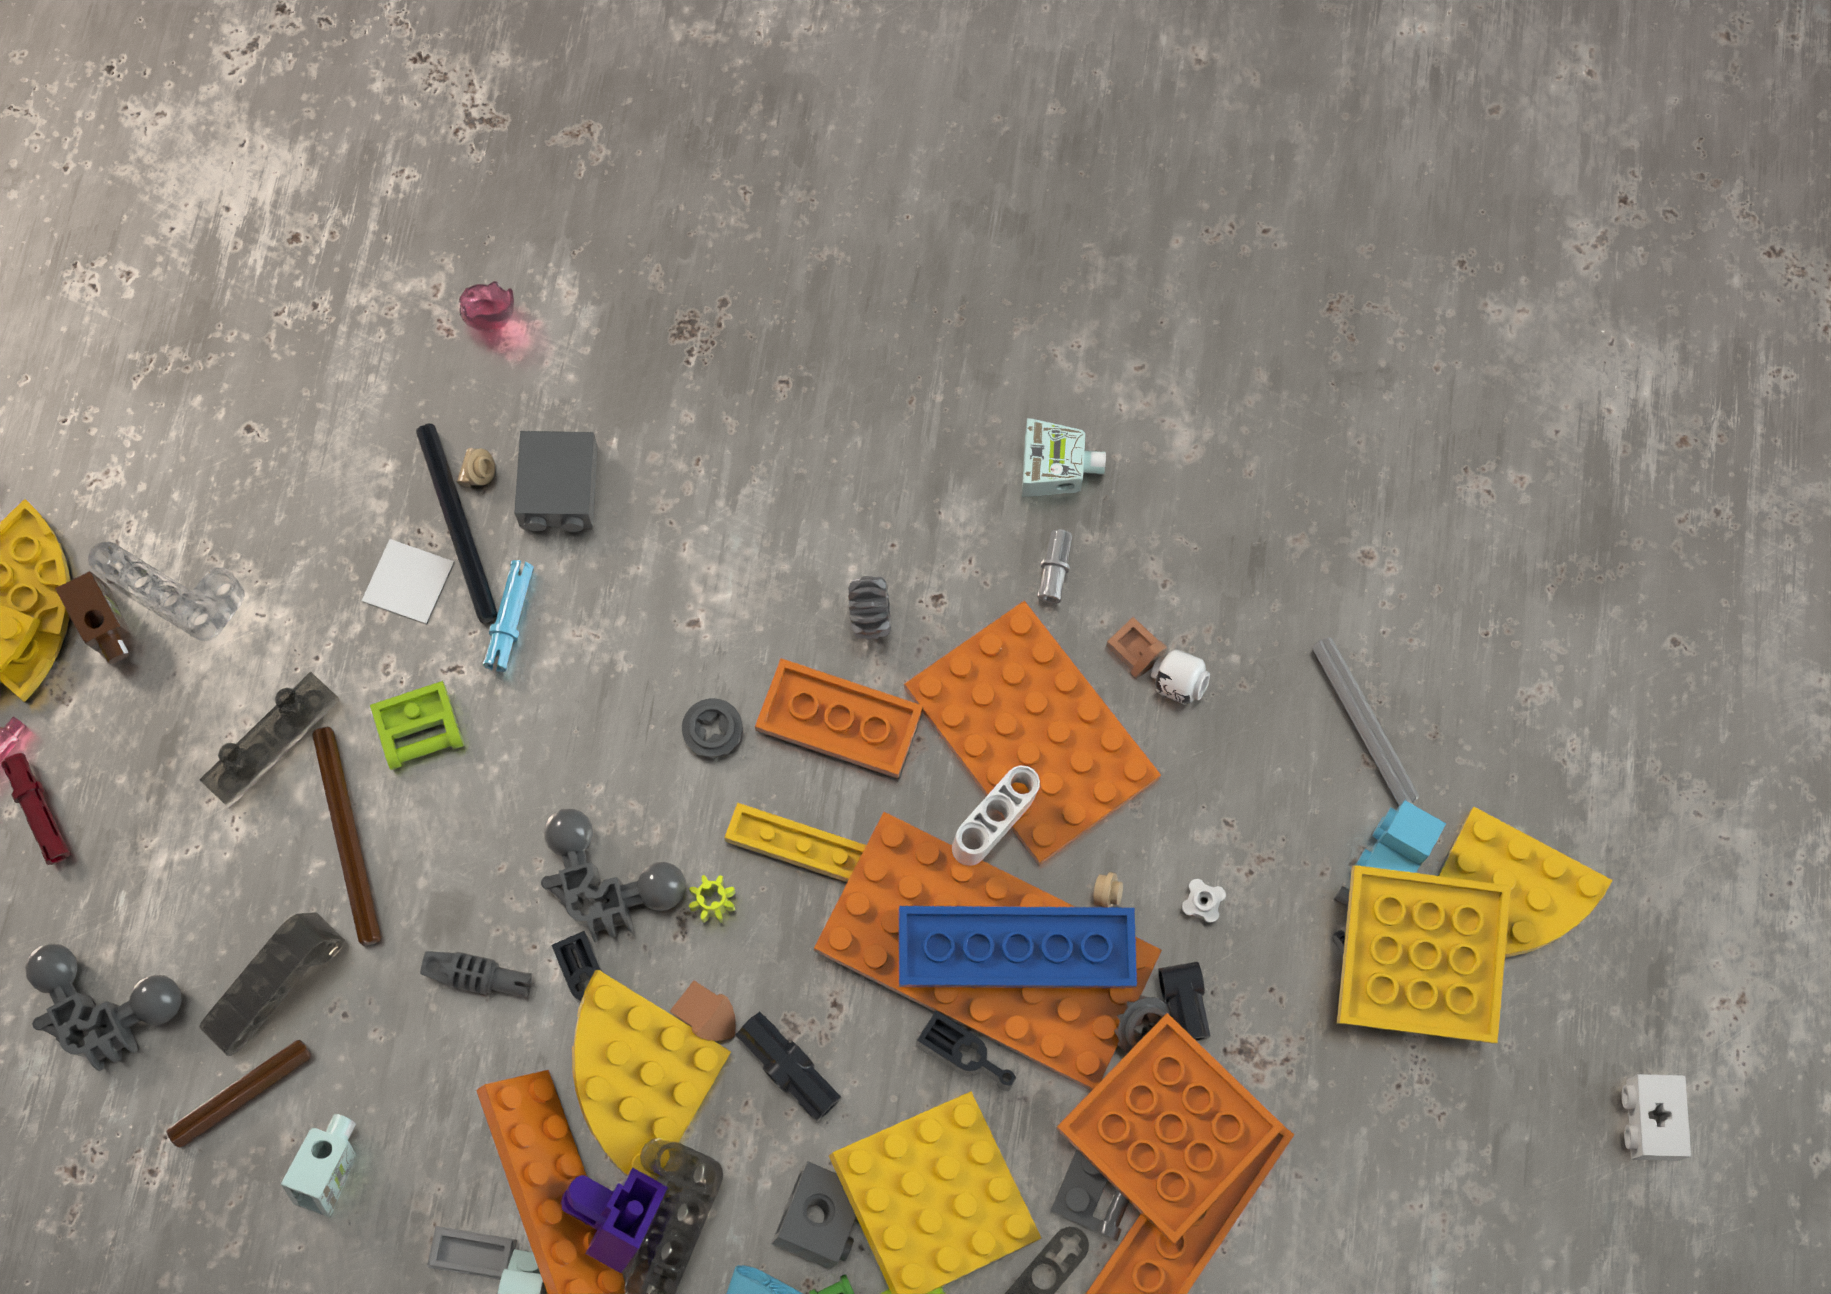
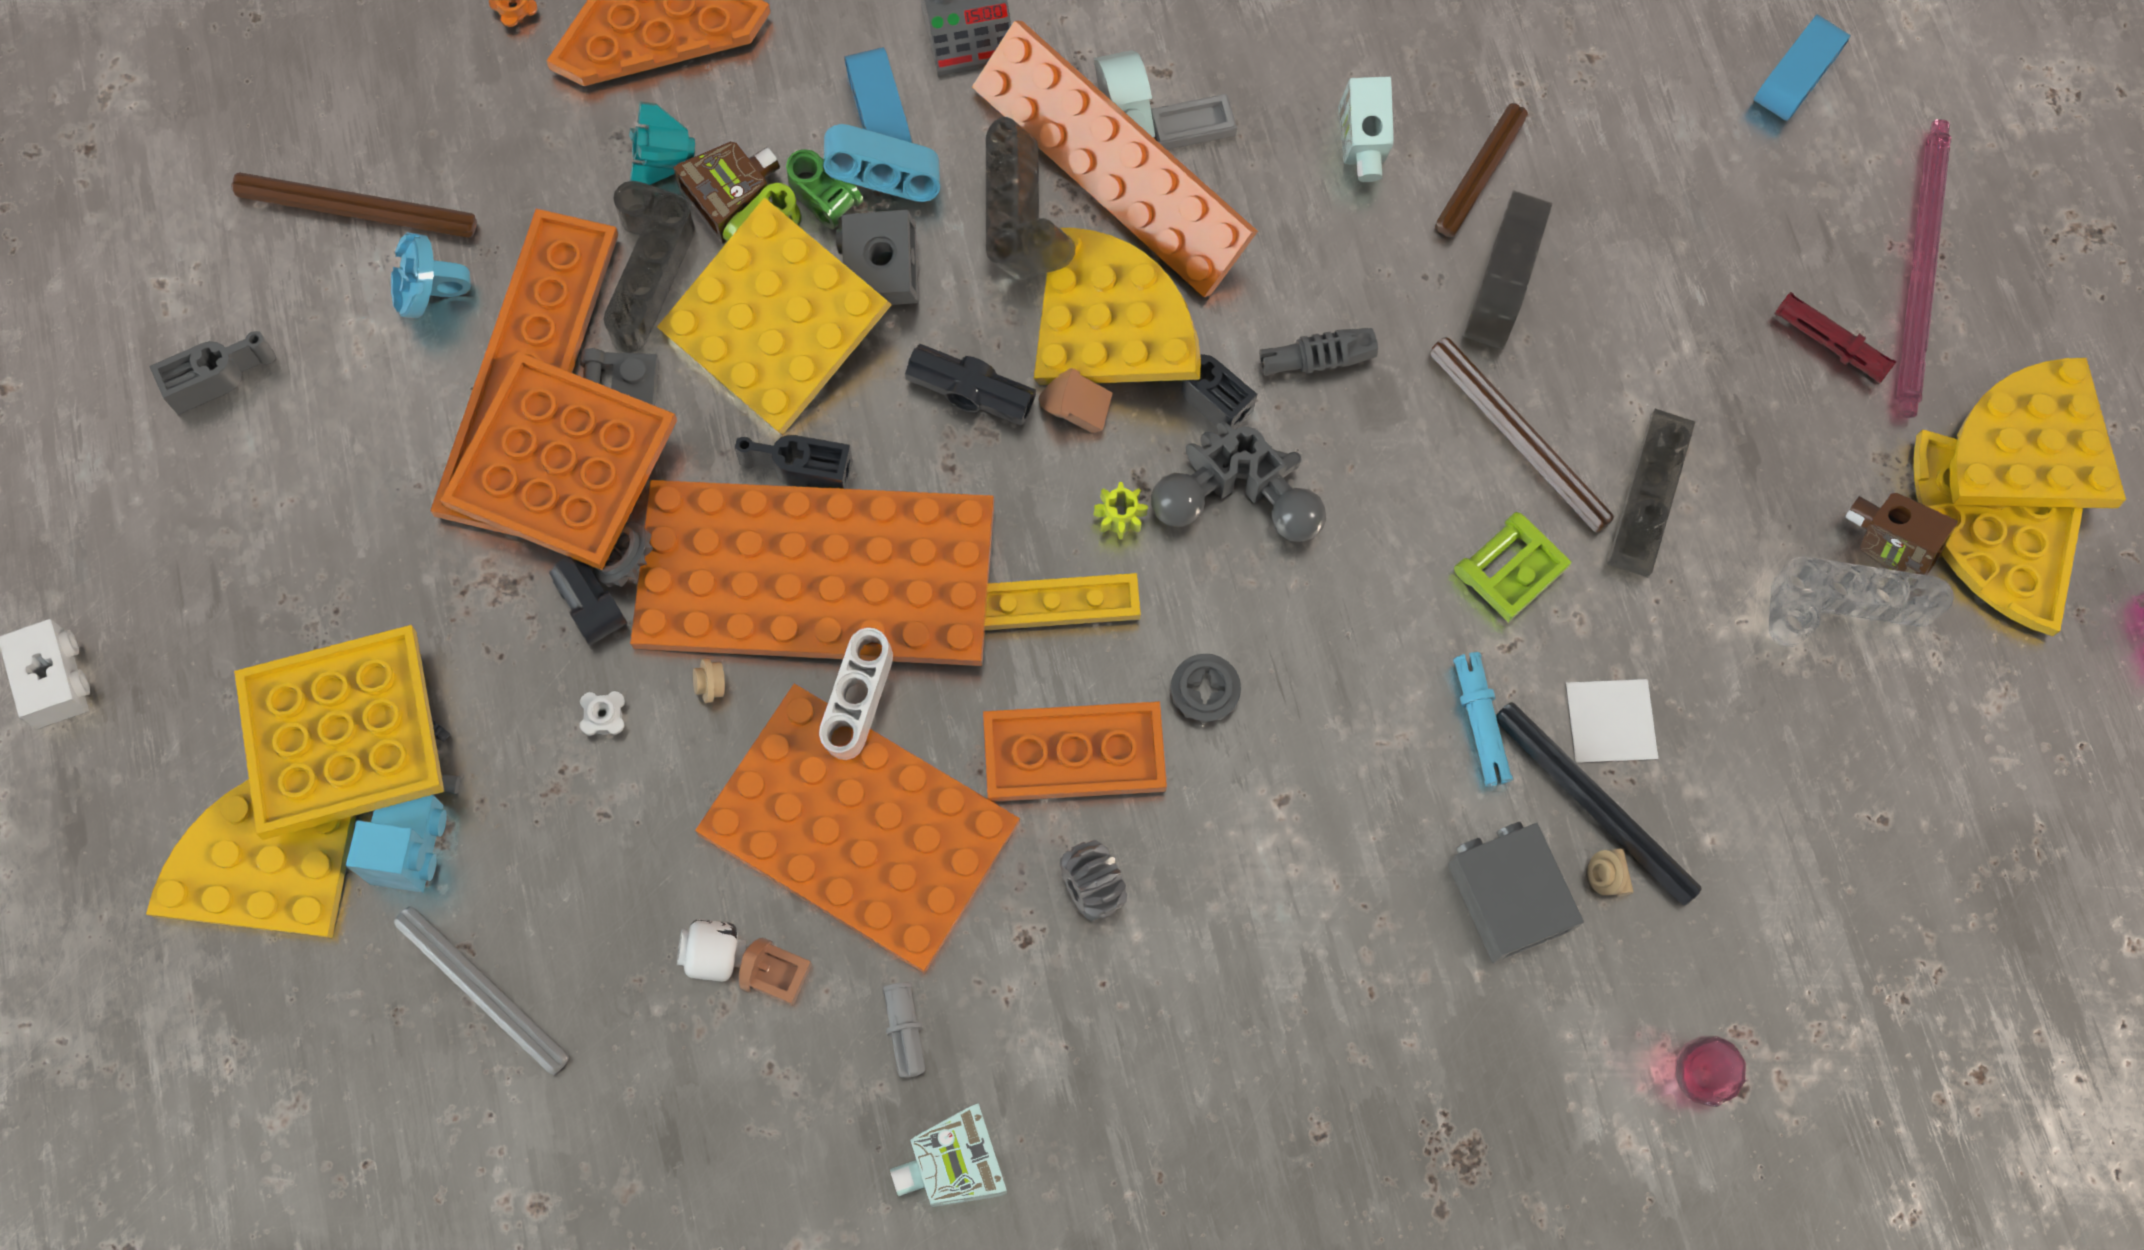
camera: 155 degrees right, 0 degrees up
(53, 971) = (1670, 163): dark grey piece -> none
(617, 1215) = (1067, 180): dark purple brick -> none
(1017, 947) = (780, 569): blue plate -> none

